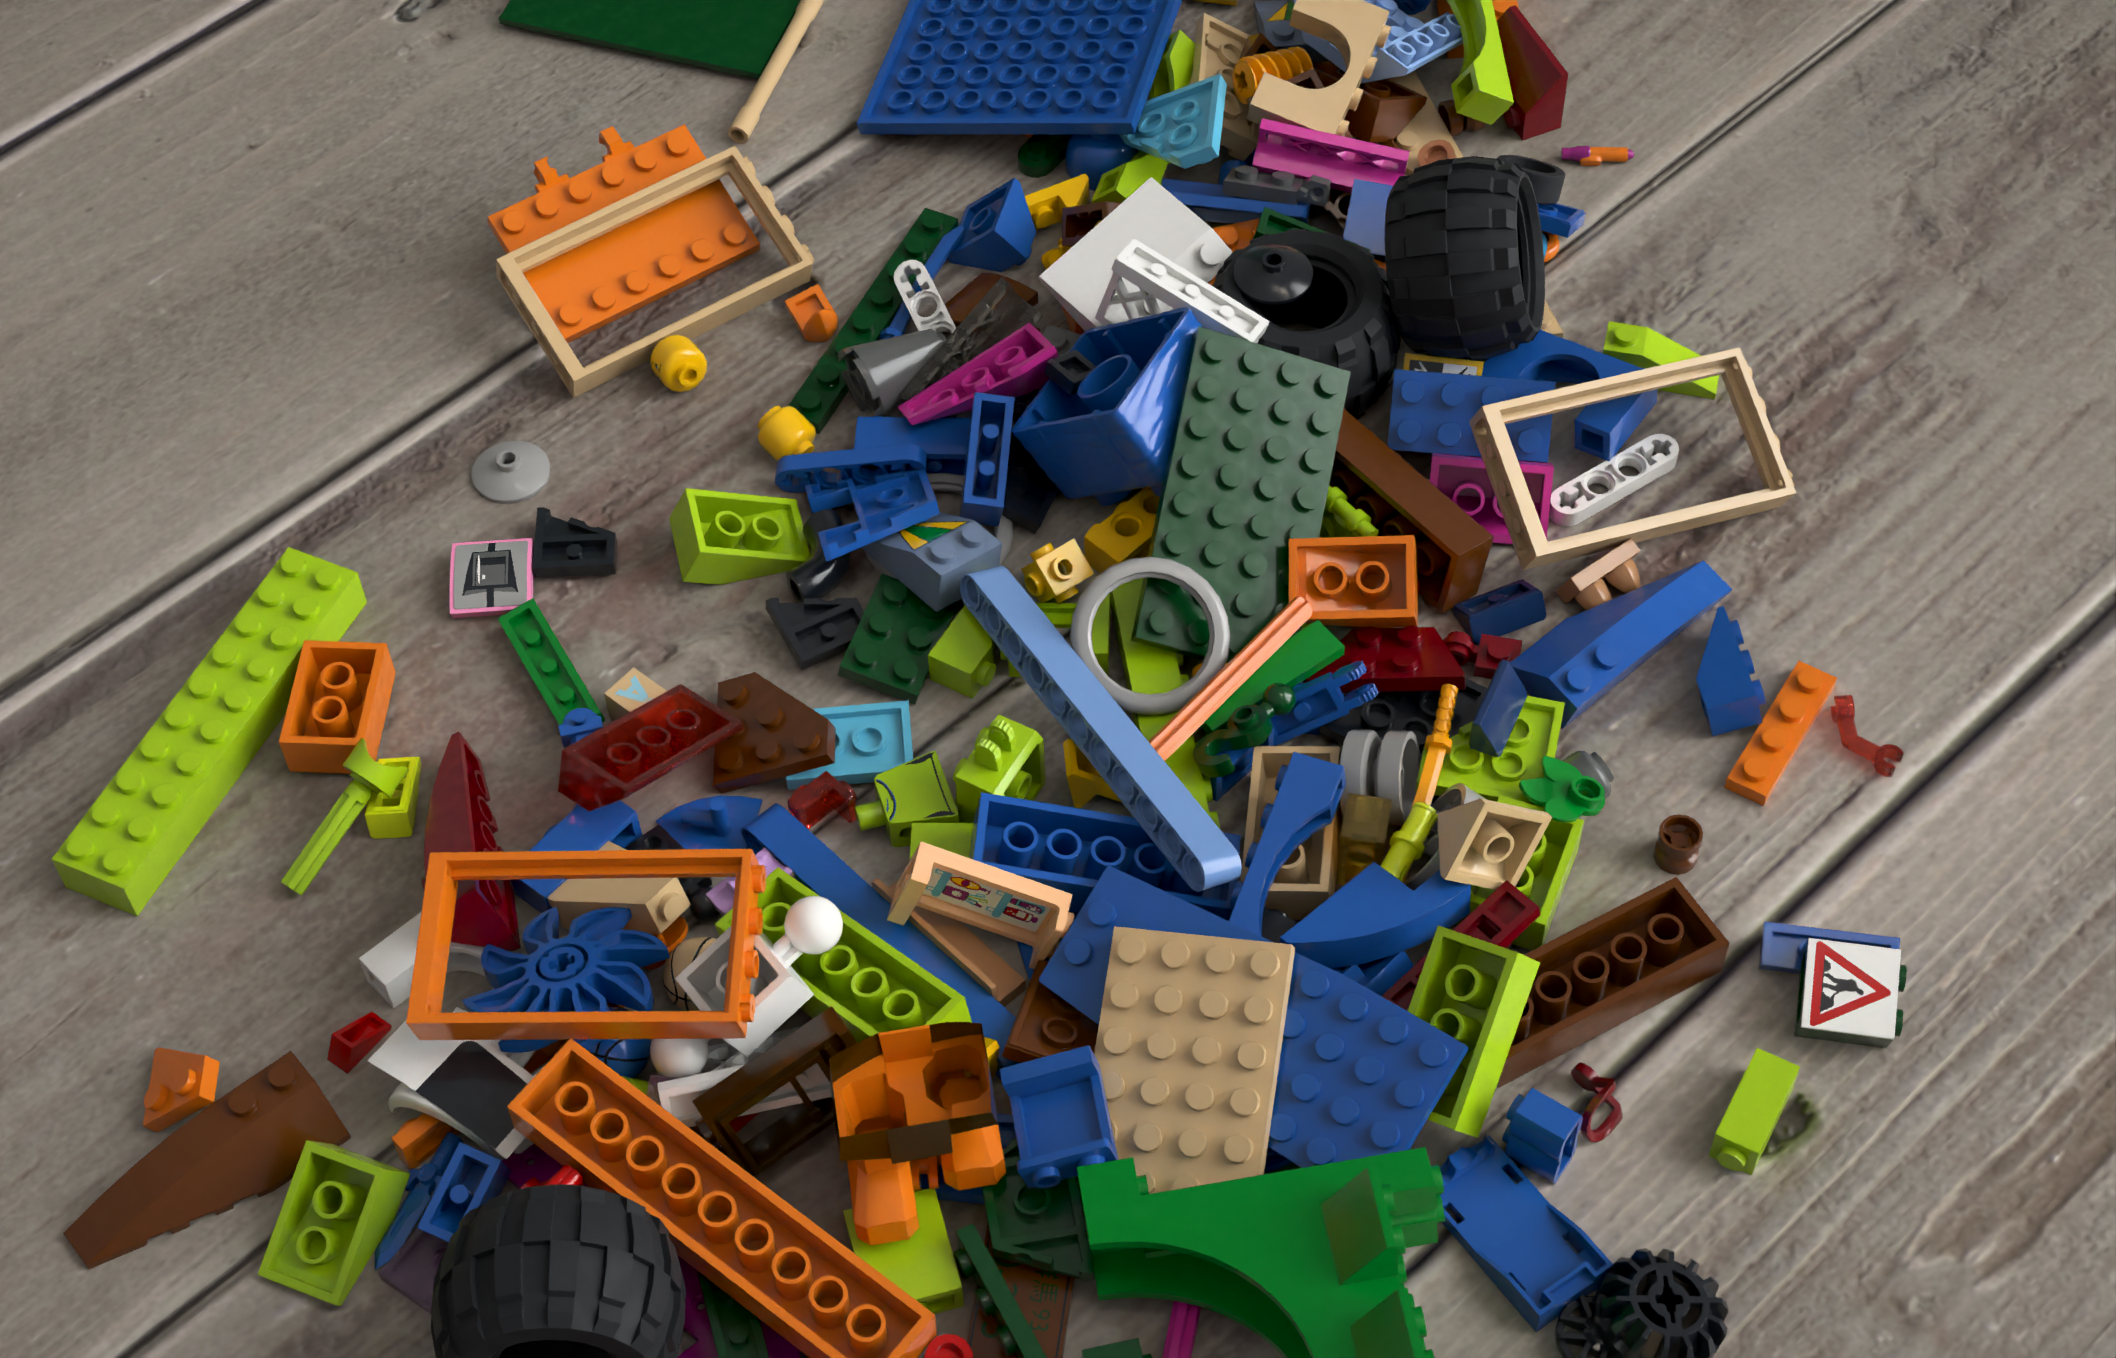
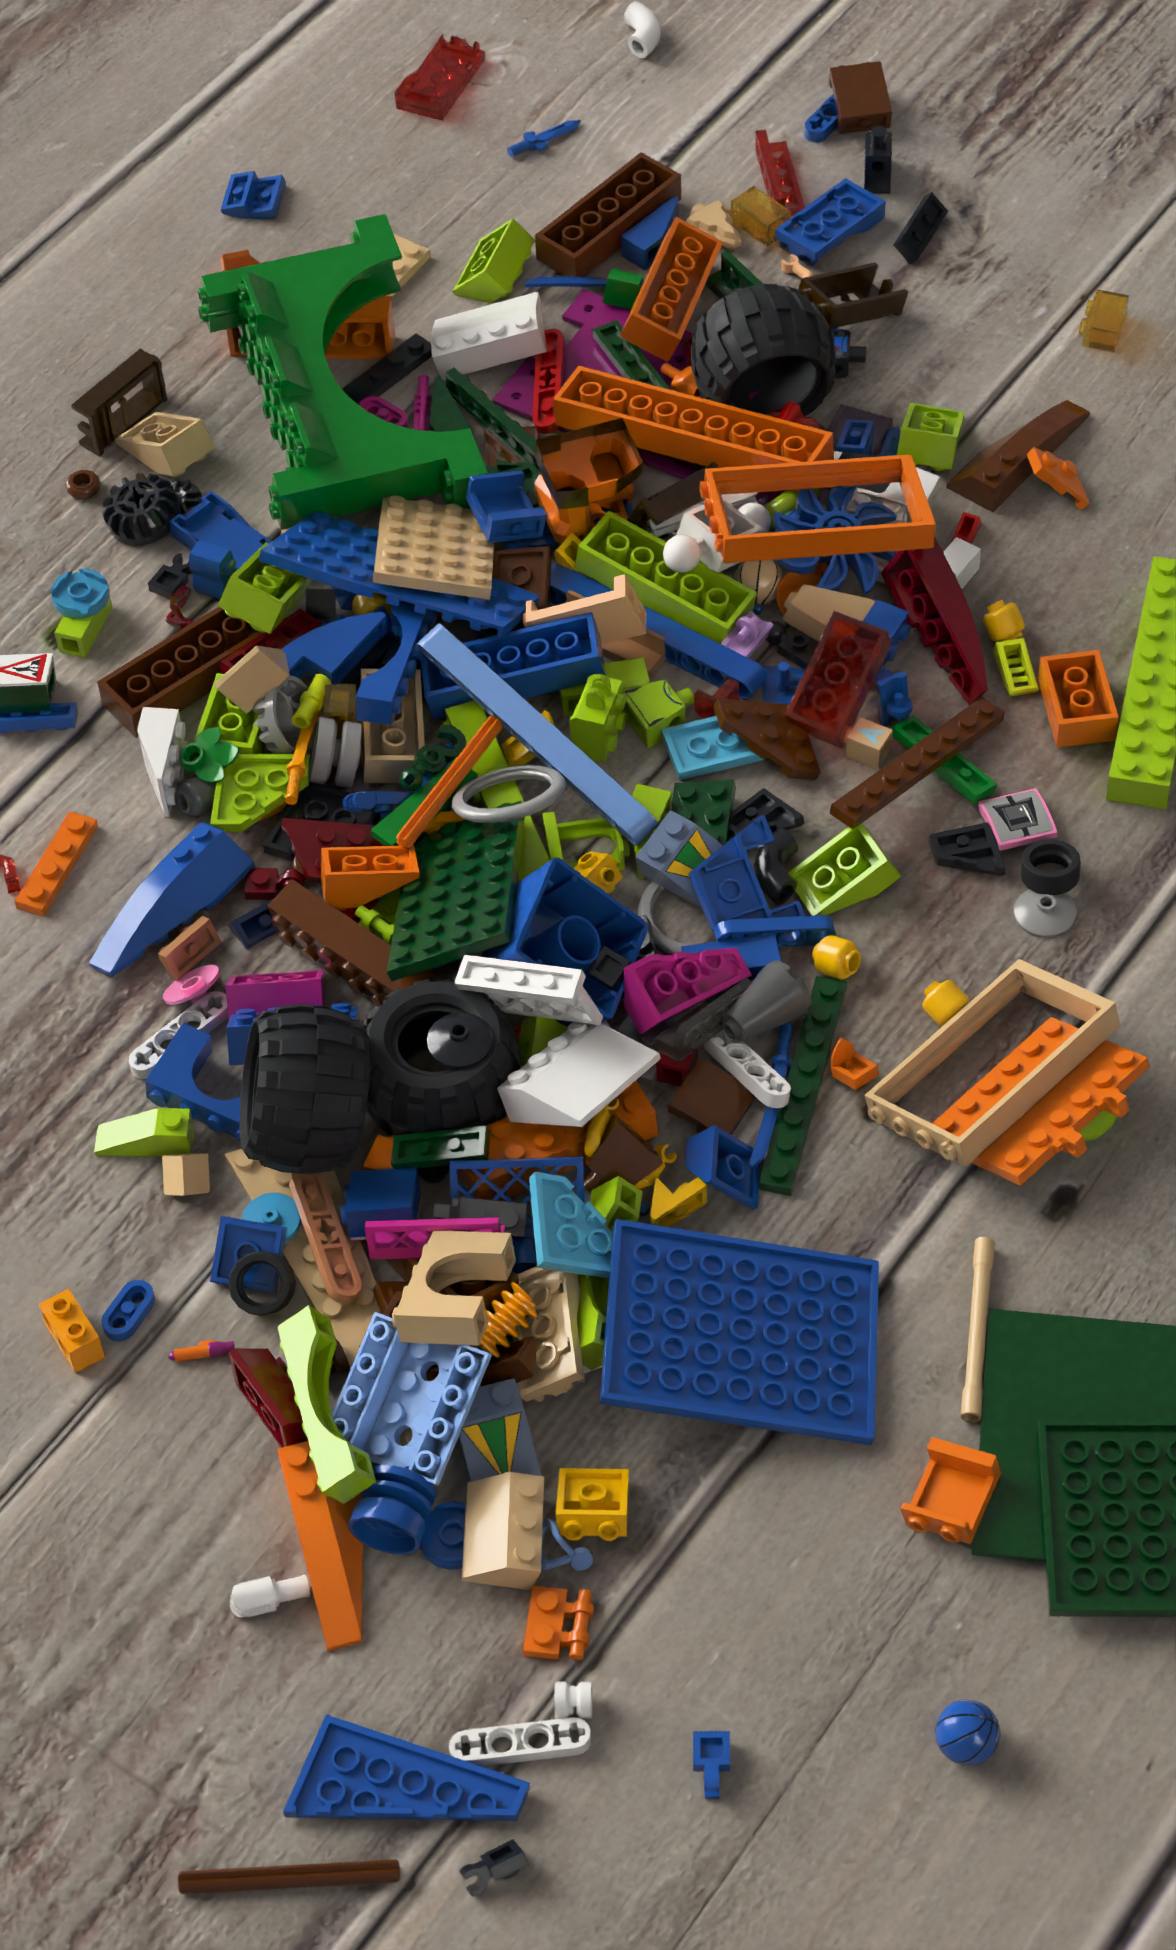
camera: 170 degrees right, 0 degrees up
(368, 778) = (1026, 640): lime piece -> none
(382, 832) = (1003, 621): none -> yellow head
(477, 474) = (1050, 852): none -> black tyre
(589, 638) = (916, 763): none -> reddish brown plate
(987, 458) = (664, 917): blue brick -> none
(1498, 711) = (258, 797): dark blue slope -> none
(1515, 499) = (179, 1029): tan door -> none
(1600, 502) = (192, 985): none -> bright pink dish
(1606, 308) = (186, 1174): none -> tan panel
(1611, 1168) = (170, 579): none -> black plate
(1630, 828) = (161, 743): none -> white slope
(1678, 193) = (126, 1312): none -> blue plate
(1678, 844) = (130, 766): reddish brown wheel -> none
(1724, 679) = (94, 871): blue slope -> none
(1741, 174) = (71, 1330): none -> light orange brick
(1760, 1121) = (80, 593): none -> dark azure tile

